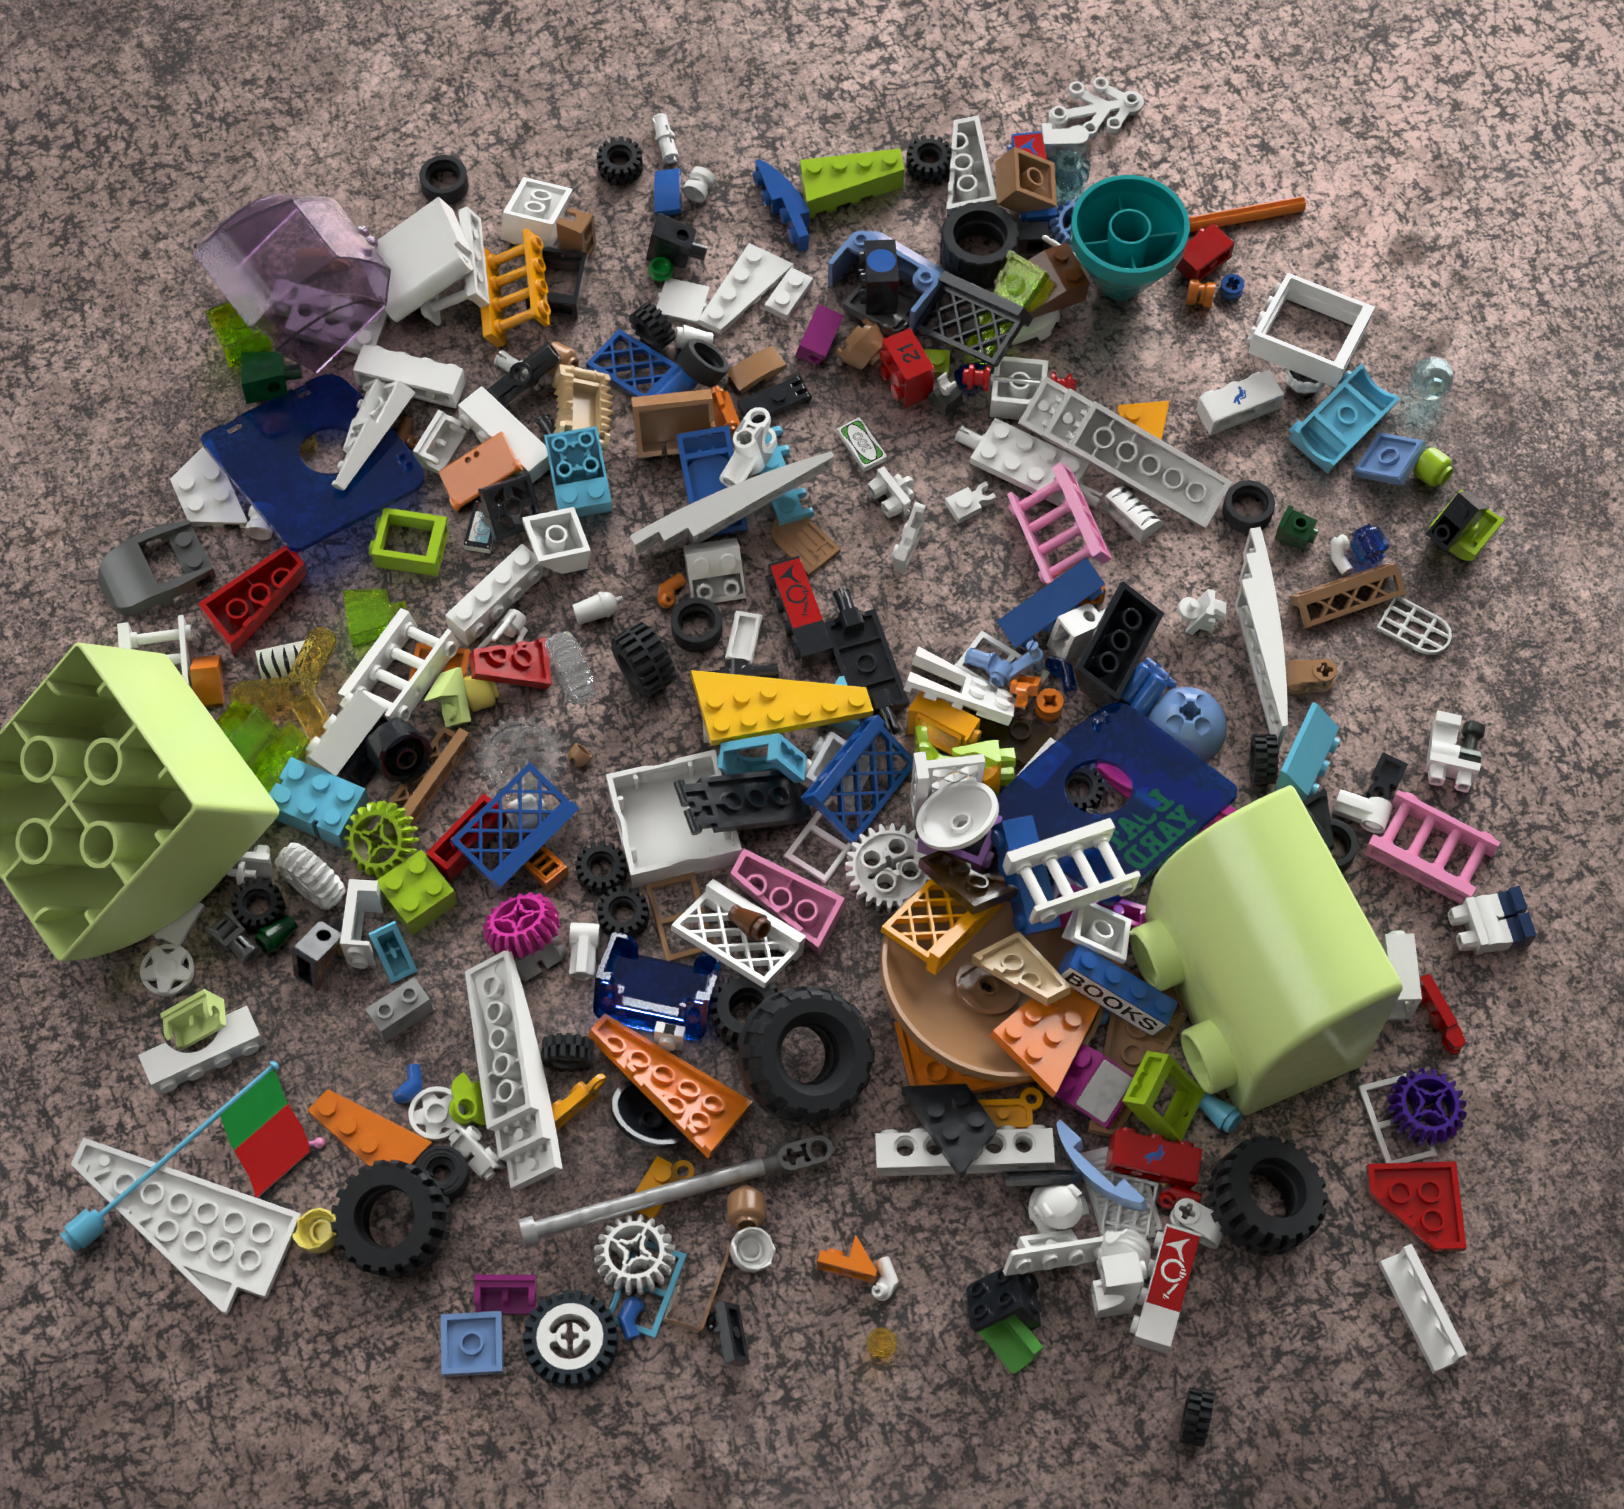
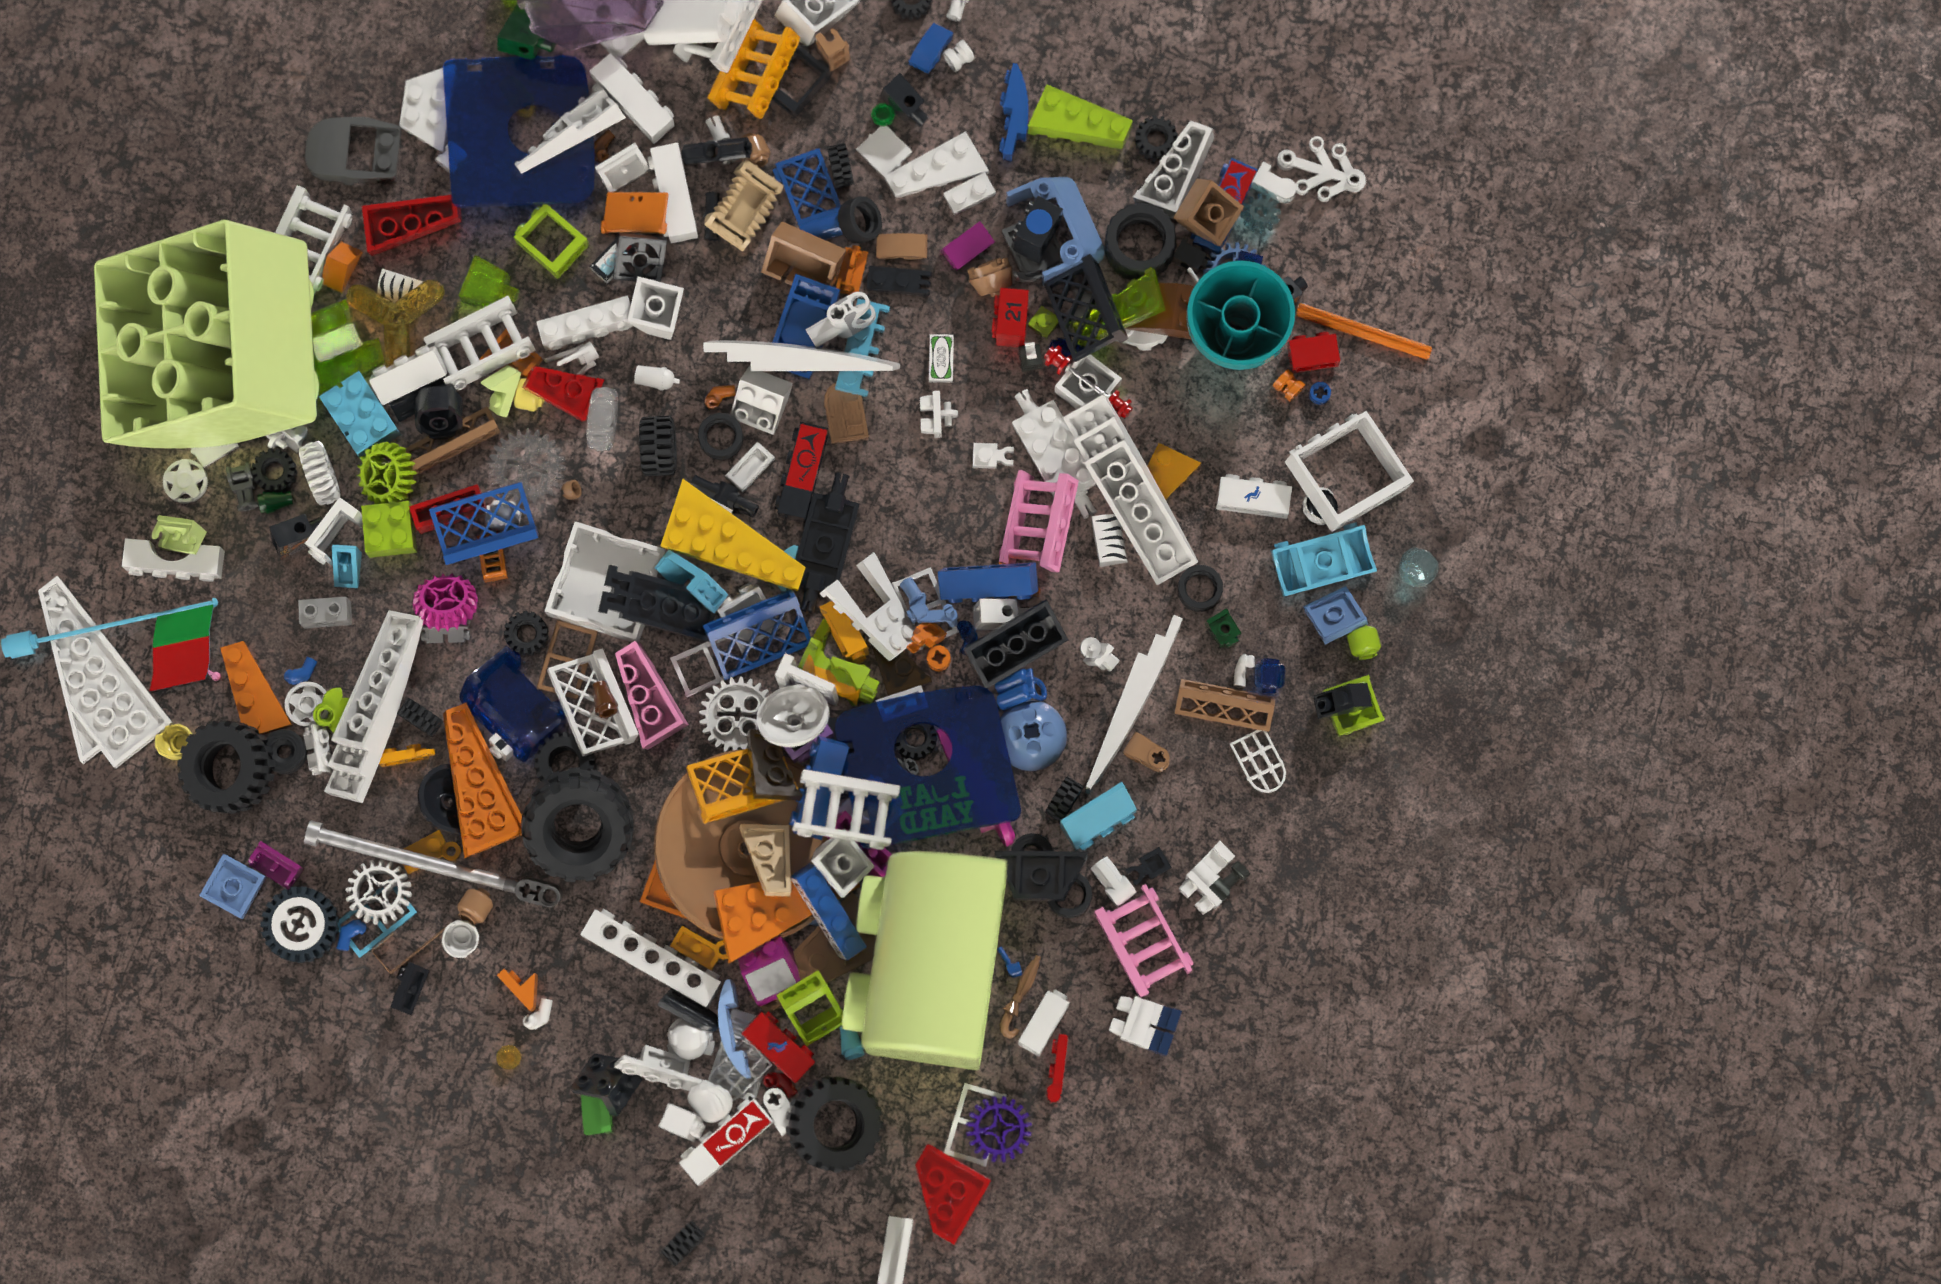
camera: 35 degrees right, 15 degrees up
(578, 471) = (706, 259): medium azure slope -> none
(584, 942) = (485, 638): white piece -> none
(596, 853) = (519, 582): black tyre -> none
(685, 333) = (866, 187): white cone -> none
(910, 537) = (922, 462): white wing -> none
(953, 1121) = (654, 934): black wing -> none

